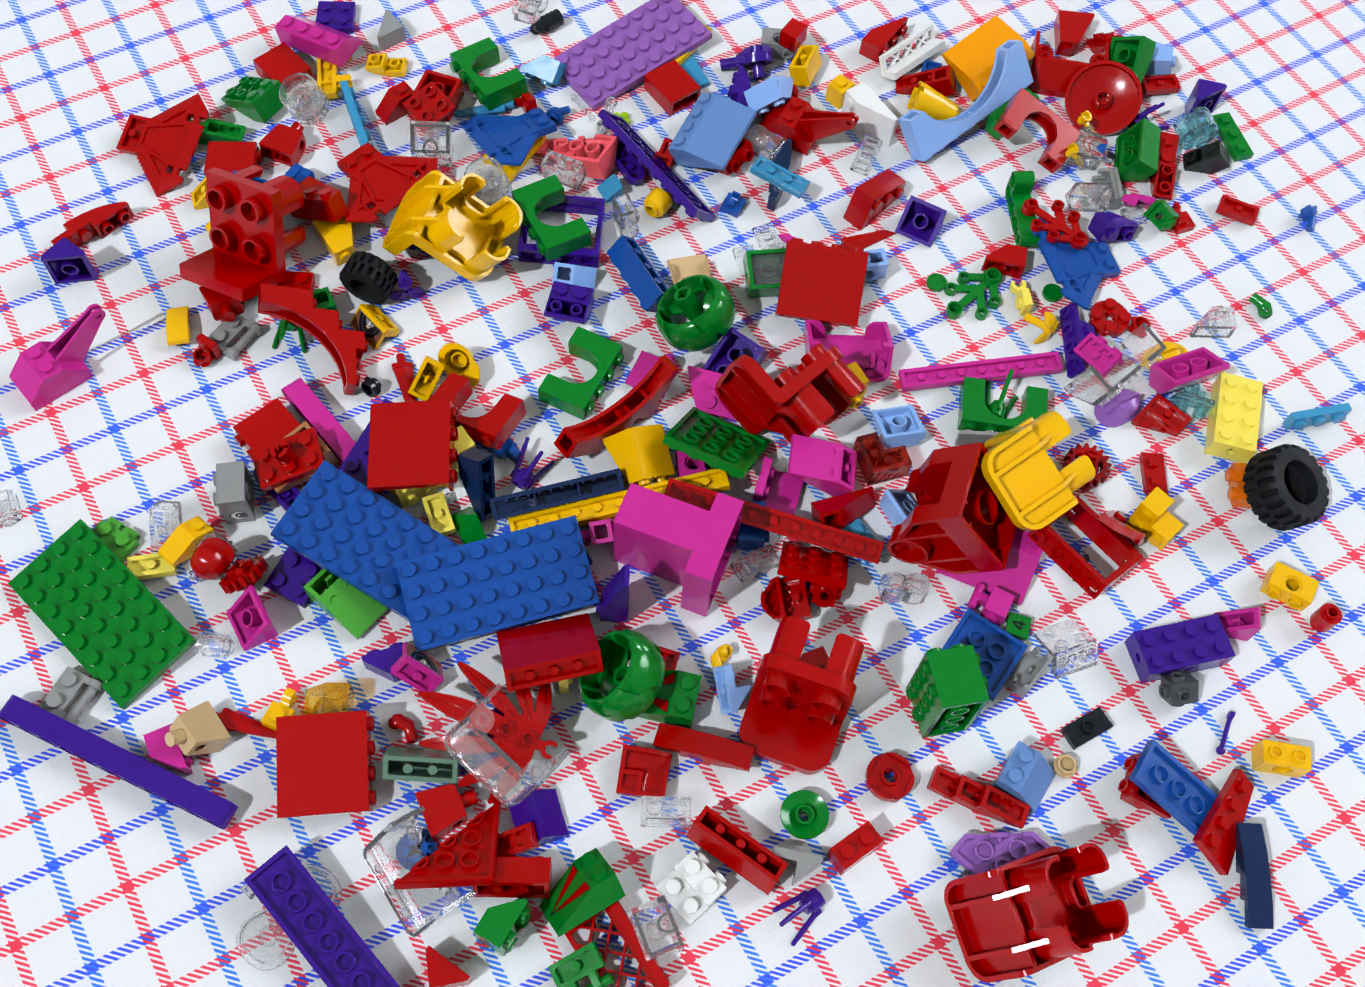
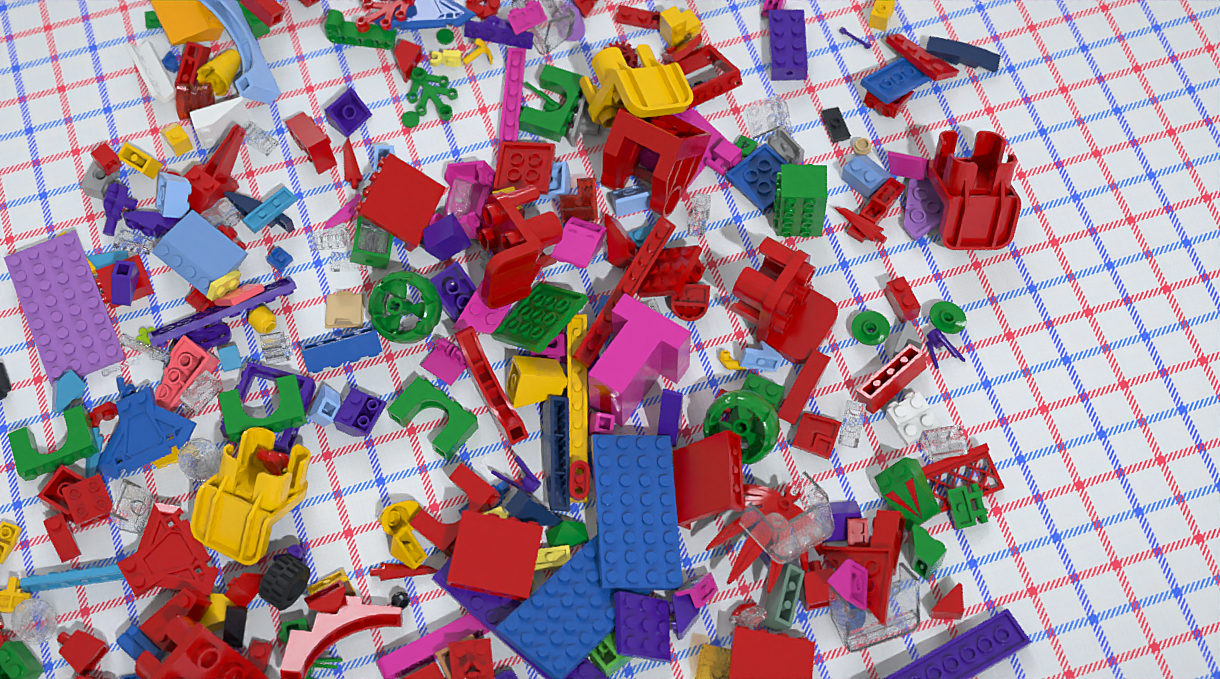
camera: 70 degrees left, 0 degrees up
(320, 250) = (235, 626): none -> black plate
(353, 241) = (244, 588): none -> red slope
(356, 317) = (327, 599): none -> red slope
(361, 616) = (642, 627): none -> dark purple plate
(391, 732) = (750, 616): none -> clear plate
(431, 834) = (851, 583): none -> dark pink slope
(493, 237) = (272, 460): none -> red animal
(527, 517) = (579, 481): none -> red plate
(660, 77) = (124, 282): none -> dark purple slope
(676, 173) = (239, 294): none -> coral tile
(684, 160) = (223, 285): none -> light yellow plate
(719, 73) = (133, 242): none -> clear slope
(777, 488) = (590, 283): dark pink bracket -> none
(790, 335) = (445, 238): none -> dark purple slope
(848, 341) = (460, 198): none -> clear slope
(855, 914) = (947, 317): none -> green dish
(877, 782) = (850, 274): red plate -> none
(882, 38) = (126, 92): red slope -> none
(889, 87) = (190, 100): none -> clear red wheel
(903, 393) = (524, 165): none -> red plate
(945, 788) = (866, 227): none -> red bar
(1054, 823) = (908, 166): none -> dark pink slope
(1179, 688) = (819, 54): dark grey brick -> none

